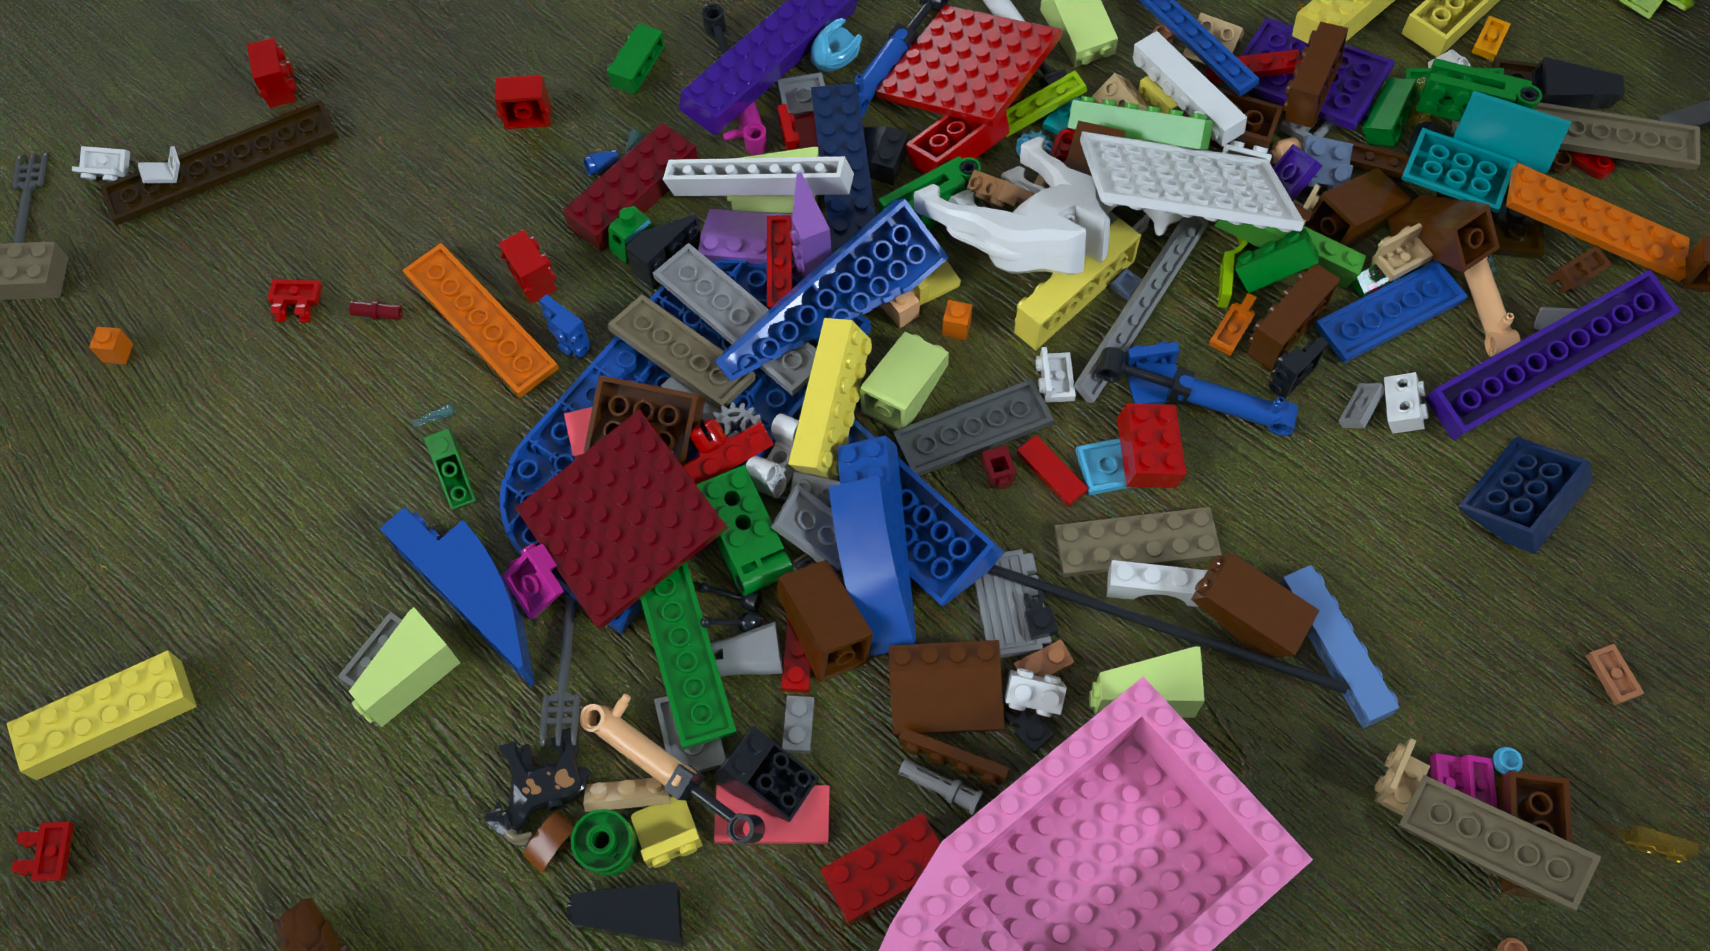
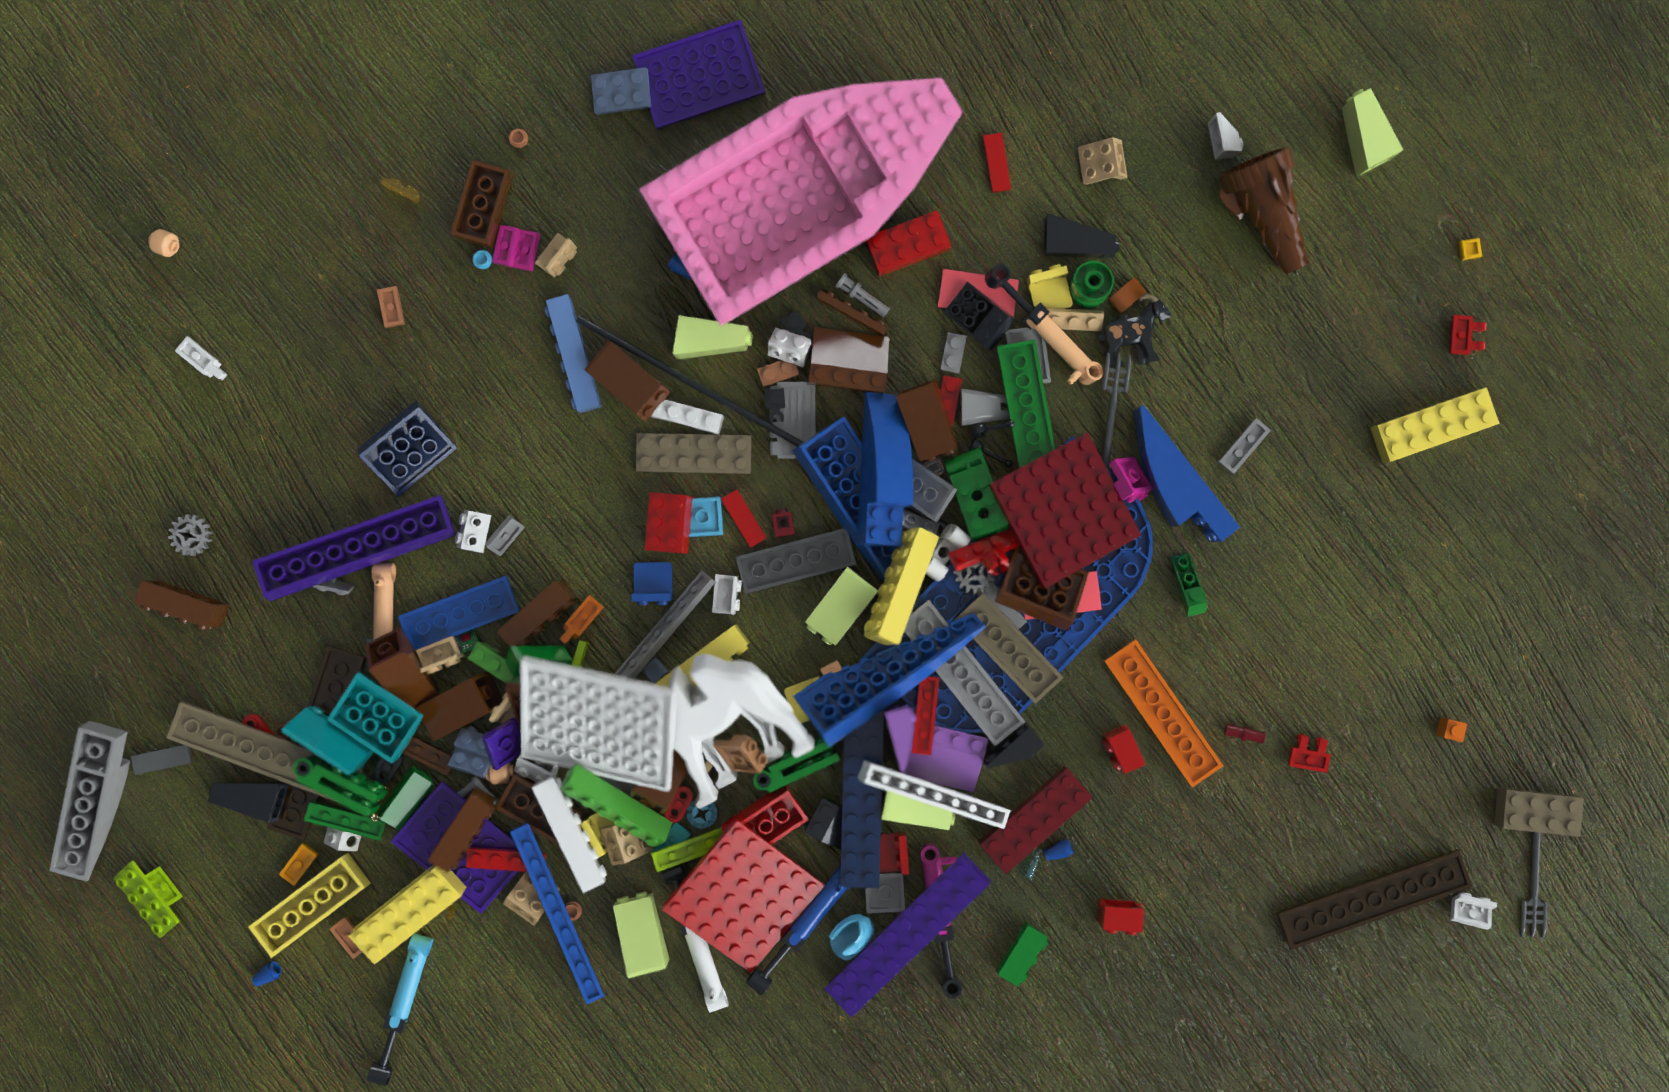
camera: 175 degrees left, 25 degrees up
(161, 171) = (1422, 889): white bracket -> none
(272, 72) = (1333, 980): red brick -> none
(402, 670) = (1221, 428): yellowish green slope -> none
(435, 415) = (1196, 634): clear light blue piece -> none
(566, 328) = (1095, 685): blue plate -> none
(625, 229) = (1038, 771): green torso -> none
(957, 320) = (793, 653): orange brick -> none
(1277, 415) = (619, 559): blue piece -> none
(1296, 367) = (550, 567): black plate -> none
(1500, 843) = (510, 197): dark tan plate -> none
(1580, 269) = (304, 626): reddish brown hinge -> none
(1598, 222) = (280, 661): orange plate -> none

